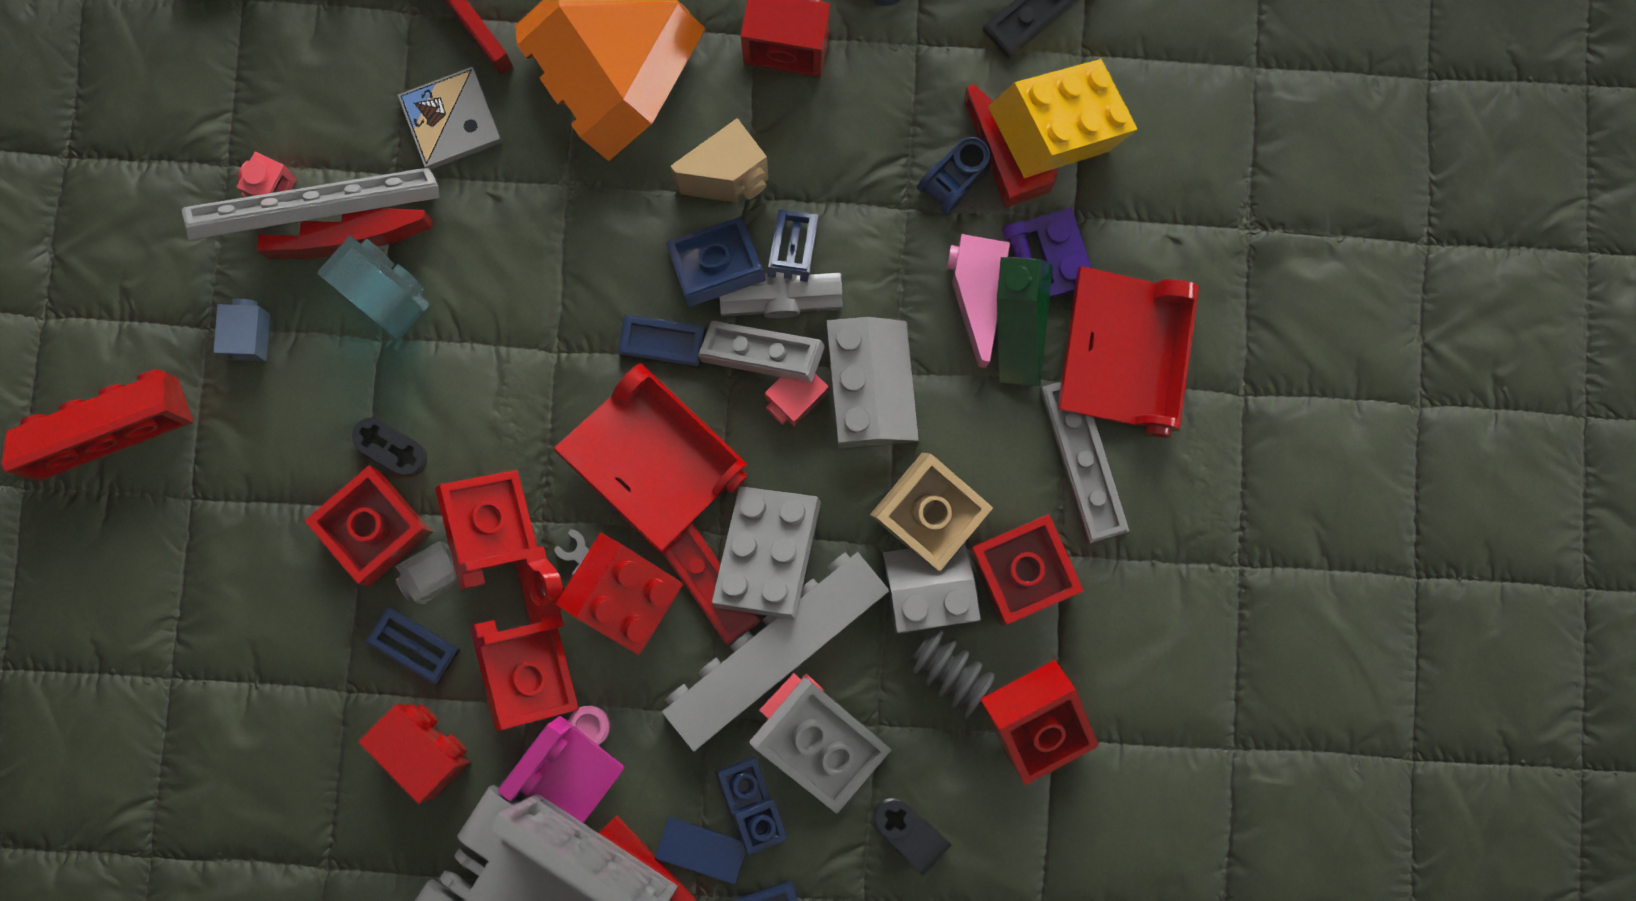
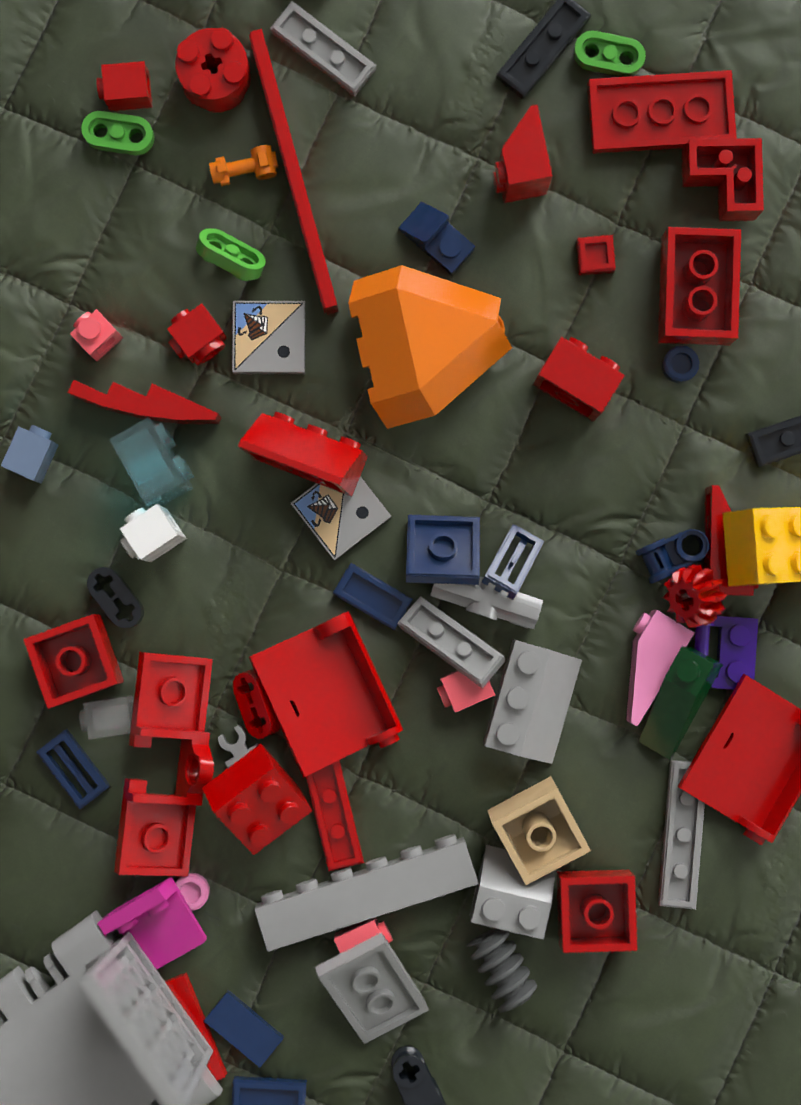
camera: 20 degrees right, 5 degrees up
(309, 203) = (125, 372): light grey tile -> none
(372, 142) = (196, 335): none -> red brick
(377, 48) = (230, 254): none -> bright green plate
(400, 360) = (150, 533): none -> white brick
(416, 751) = (44, 863): red brick -> none
(531, 217) = (305, 452): none -> red slope
(580, 500) = (254, 705): none -> red beam
(593, 265) = (339, 518): none -> tile
(723, 167) = (482, 474): tan slope -> none
(750, 805) = (297, 1009): dark blue slope -> none
(766, 552) = (390, 810): light grey plate -> none
(994, 203) = (694, 596): none -> red gear
(1040, 722) = (558, 1041): red brick -> none

